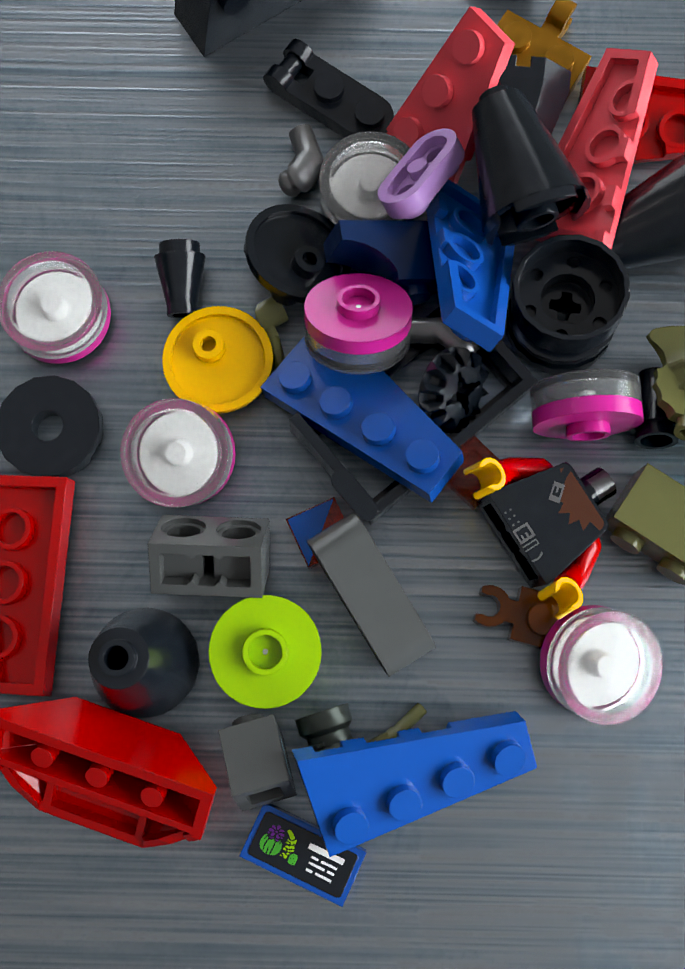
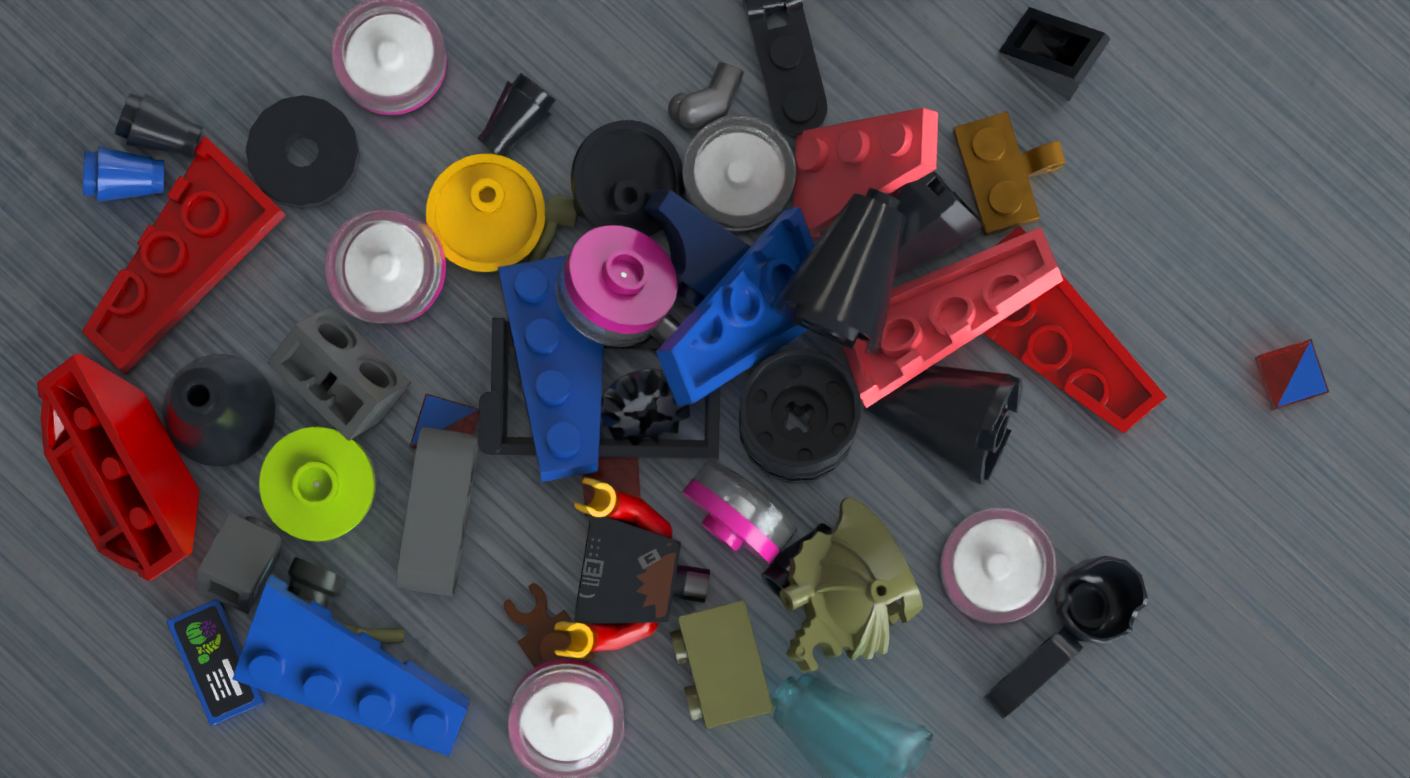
camera: 35 degrees right, 5 degrees up
(421, 174) = (774, 206): lavender plate -> none

